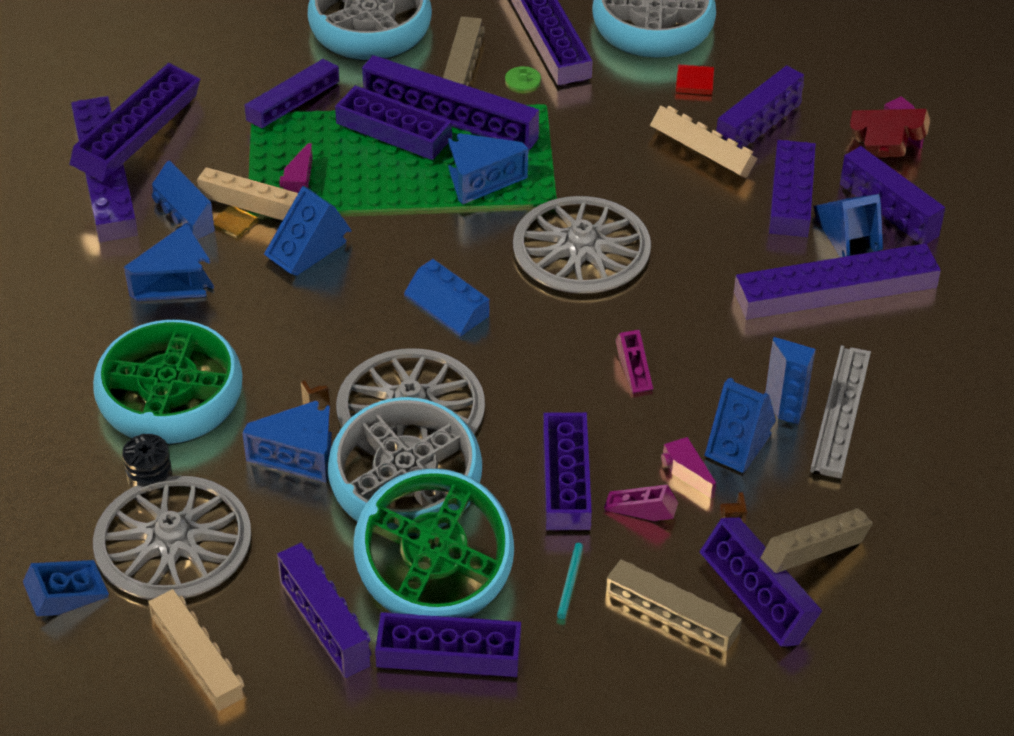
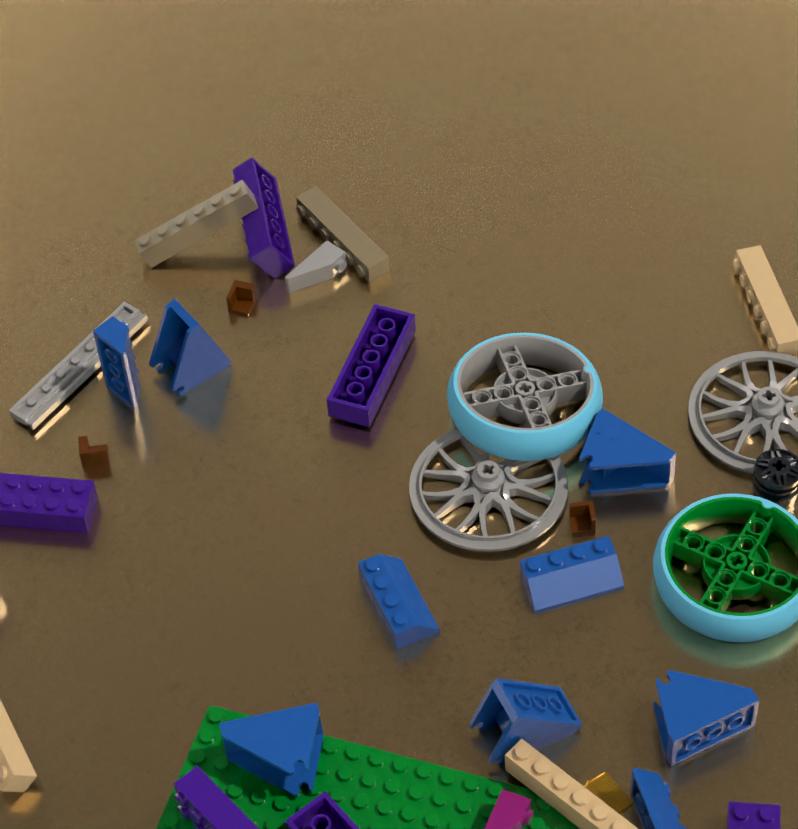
camera: 155 degrees left, 5 degrees up
(312, 354) = (571, 574): none -> slope
(324, 610) = (647, 293): dark purple brick -> none
(448, 644) = (548, 242): dark purple brick -> none
(460, 491) = (532, 297): green wheel -> none
(570, 580) = (417, 281): teal bar -> none
(580, 243) = (214, 638): light grey wheel -> none
(634, 361) = (242, 468): magenta slope -> none
(647, 503) = (318, 323): magenta slope -> none
(675, 559) = (316, 268): none -> light grey slope
(688, 466) = (257, 350): magenta slope -> none
(765, 337) = (92, 455): none -> reddish brown panel

